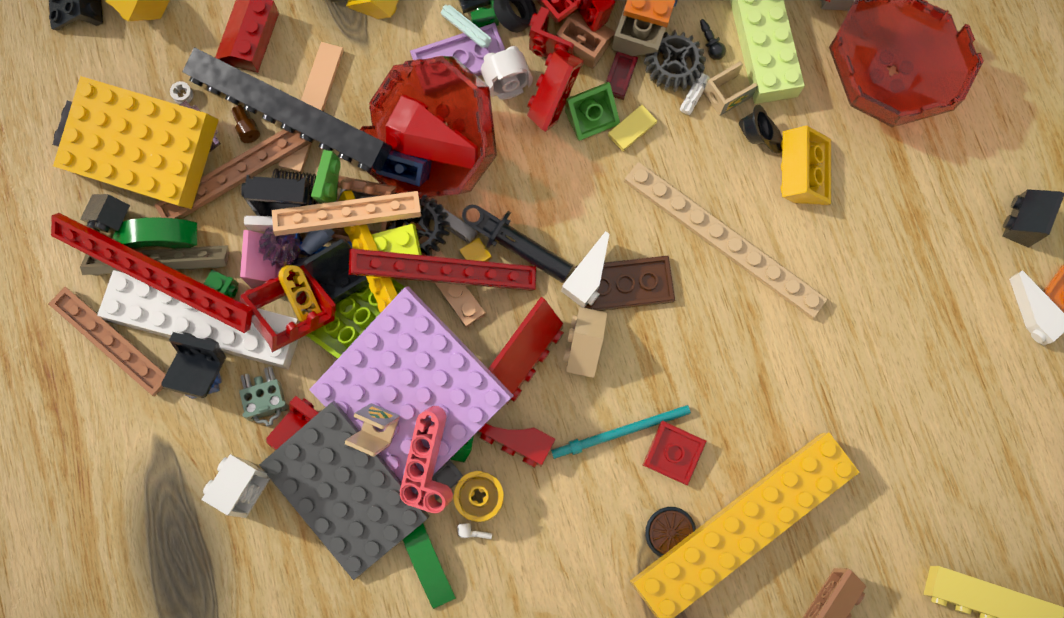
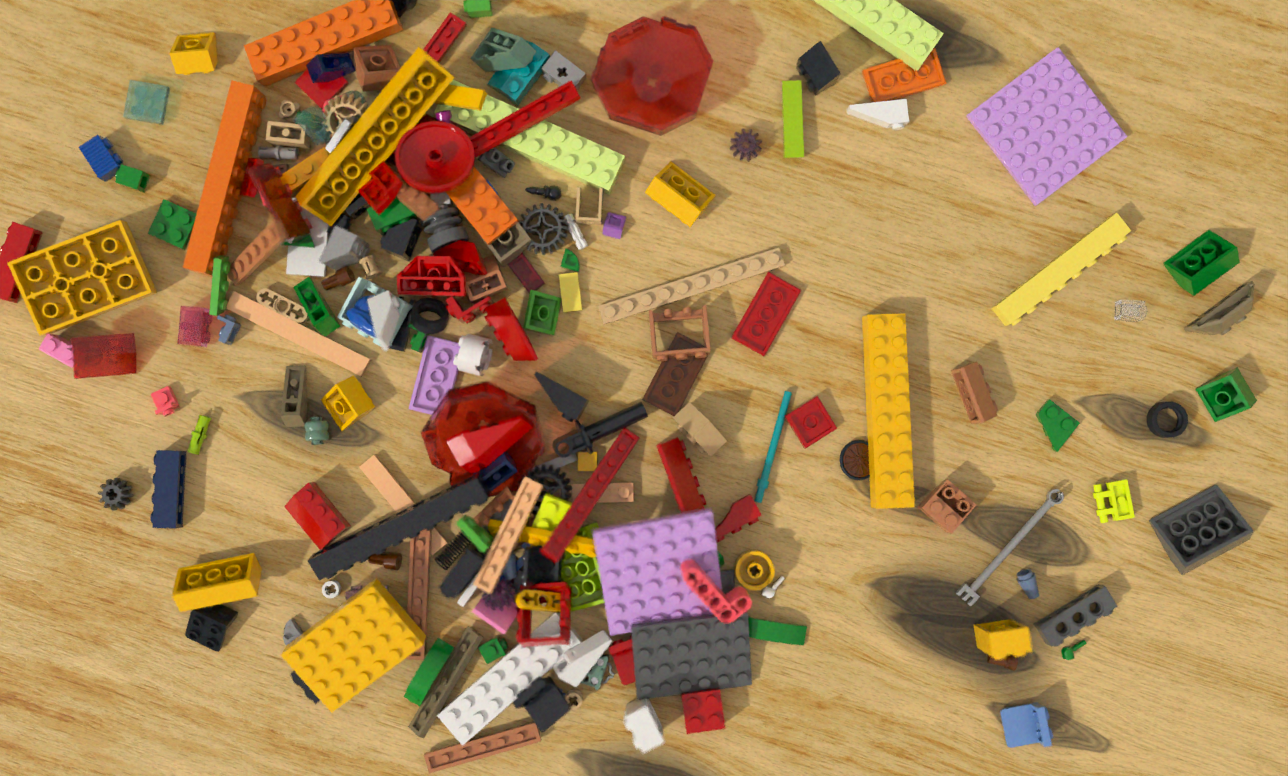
camera: 50 degrees left, 10 degrees up
(104, 213) = (391, 697): black brick -> none
(118, 80) = (291, 631): none -> light grey tile
(152, 272) = (458, 692): red plate -> none
(220, 407) = (572, 693): none -> tan bush
(263, 374) = (580, 659): none -> white slope
(291, 544) = (703, 710): none -> red brick
(368, 438) = (671, 612): tan piece -> none
(466, 26) = (418, 358): light aqua axle -> none
(522, 186) = (565, 400): none -> black slope
(586, 278) = (657, 399): white slope -> none
(649, 270) = (686, 314): none -> nougat window
(662, 108) = (570, 261): none -> green tile
(726, 126) = (614, 225): none -> medium lavender slope
(750, 333) = (766, 314): none -> red tile
(761, 129) = (633, 205): black piece -> none
(906, 190) = (750, 139): none -> gear
(962, 227) = (792, 119): none -> lime slope

